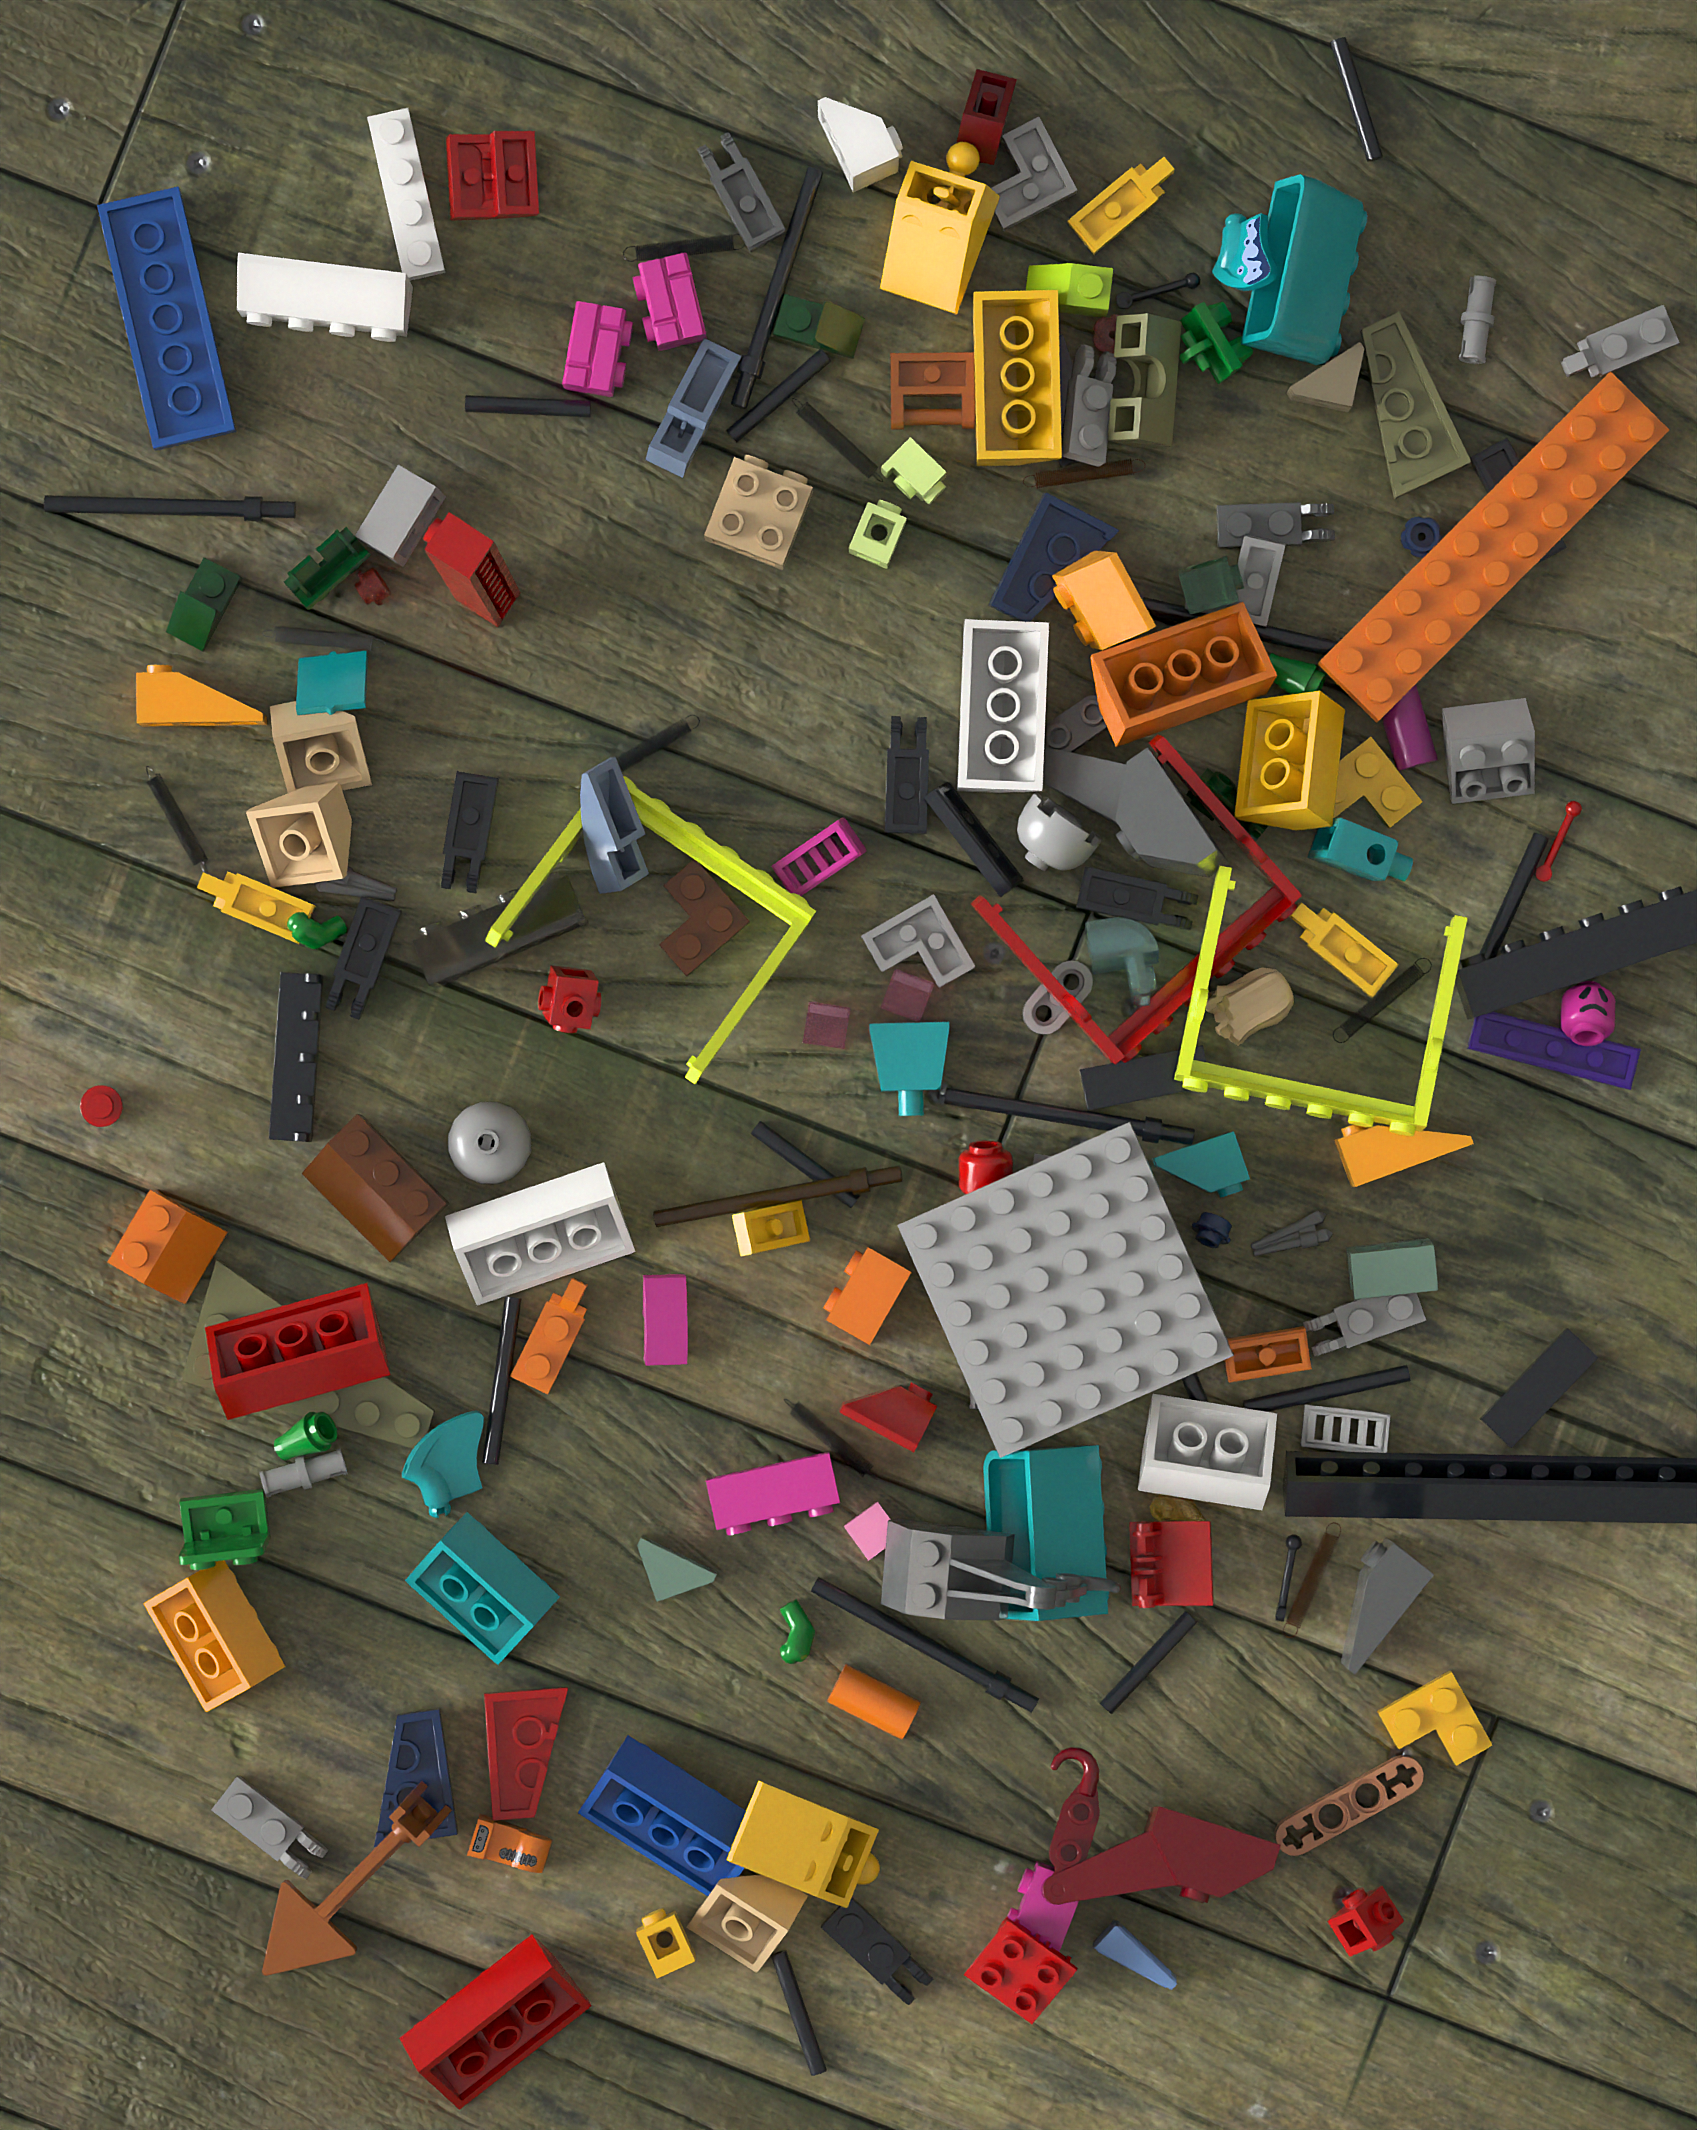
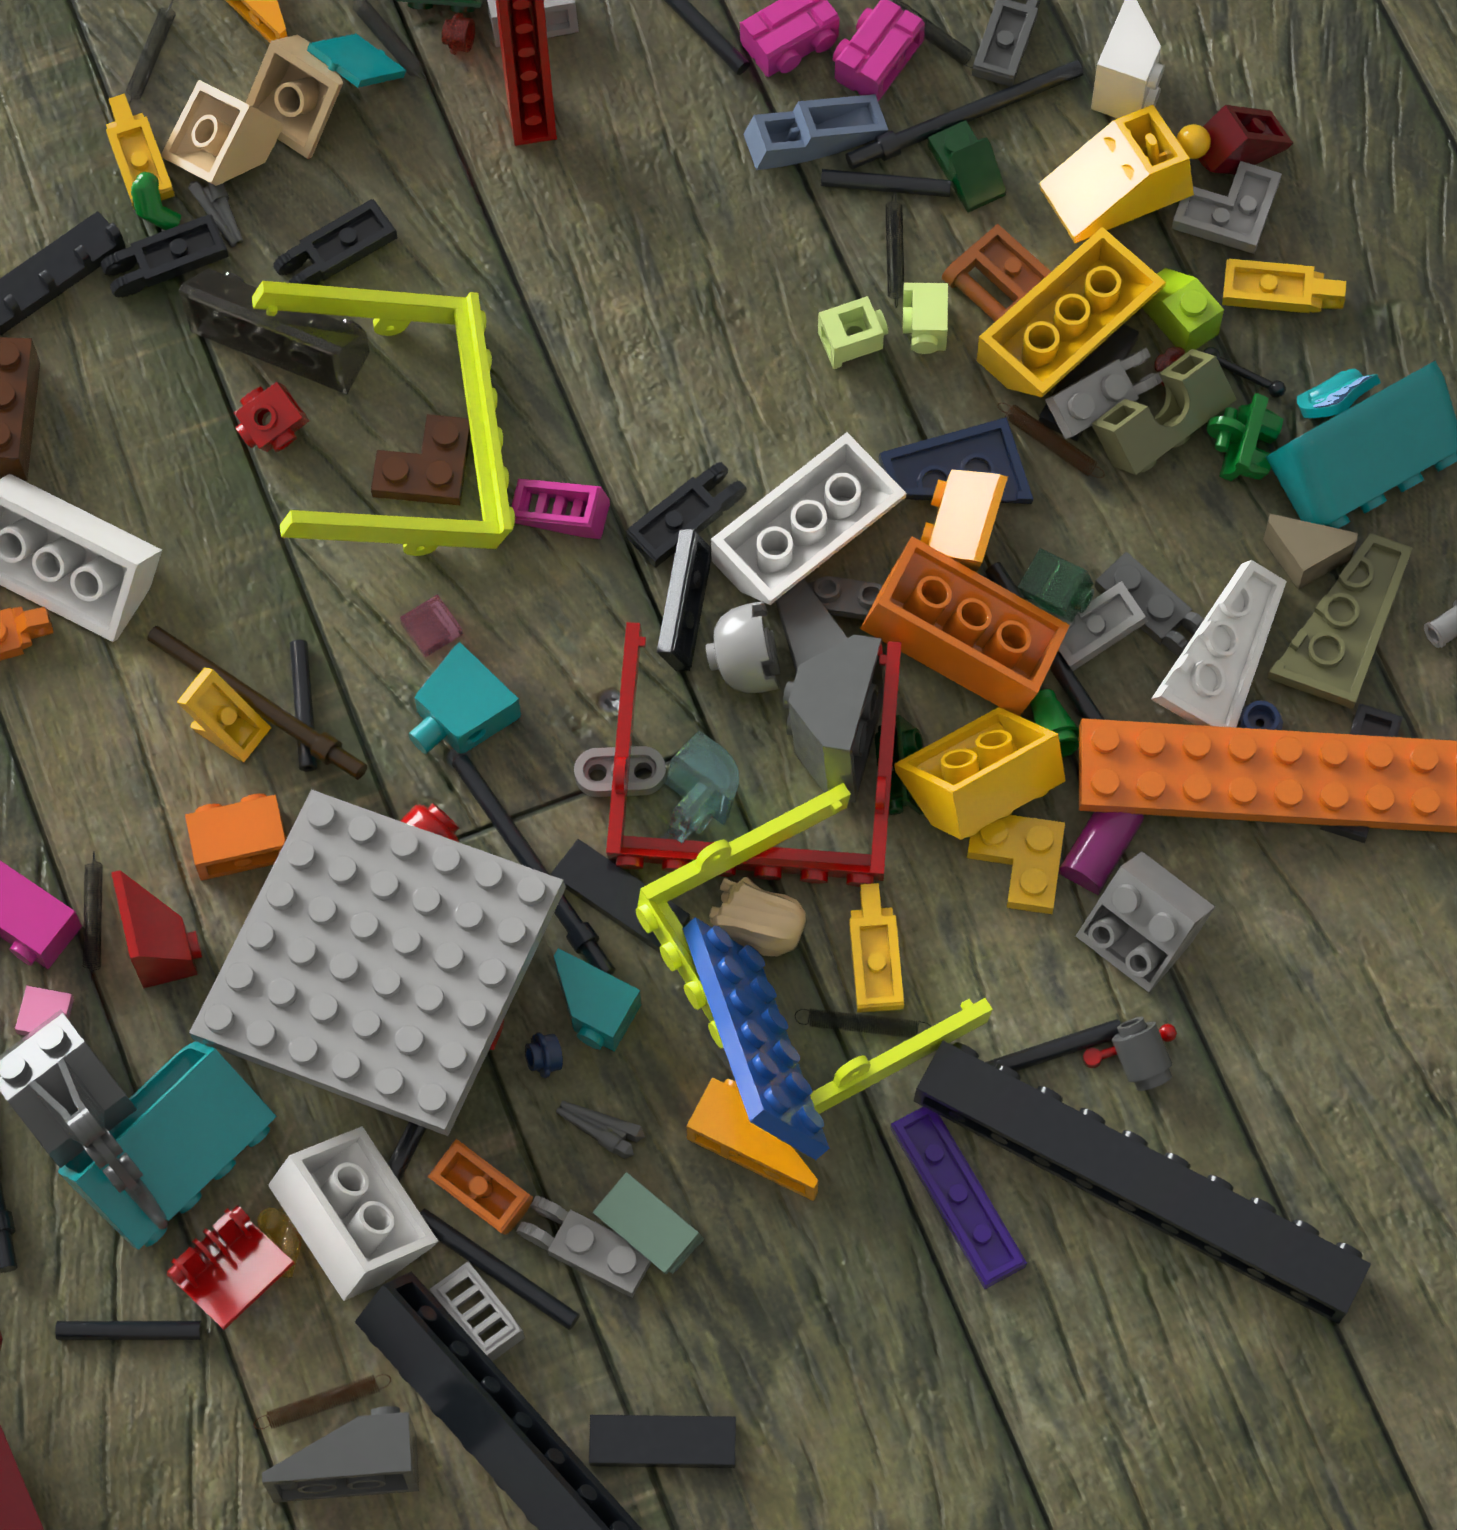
camera: 50 degrees right, 20 degrees down
(489, 1122) = (101, 463): light grey cylinder -> none
(611, 828) = (432, 325): sand blue slope -> none
(657, 744) = (530, 315): black piece -> none
(665, 1319) = (75, 703): dark pink slope -> none
(759, 511) = (782, 234): tan brick -> none
(907, 995) = (513, 662): clear pink tile -> none
(921, 930) = (572, 626): light grey plate -> none
(1131, 898) = (756, 757): black hinge -> none
(1293, 1544) = (340, 1358): black hinge -> none
(1346, 848) = (958, 870): teal torso -> none
(1354, 1096) = (755, 1038): none -> blue plate
(1357, 521) = (1221, 658): none -> white wing
(1578, 842) = (1142, 1053): none -> dark grey brick
(1588, 1013) = (1012, 1189): dark pink head -> none

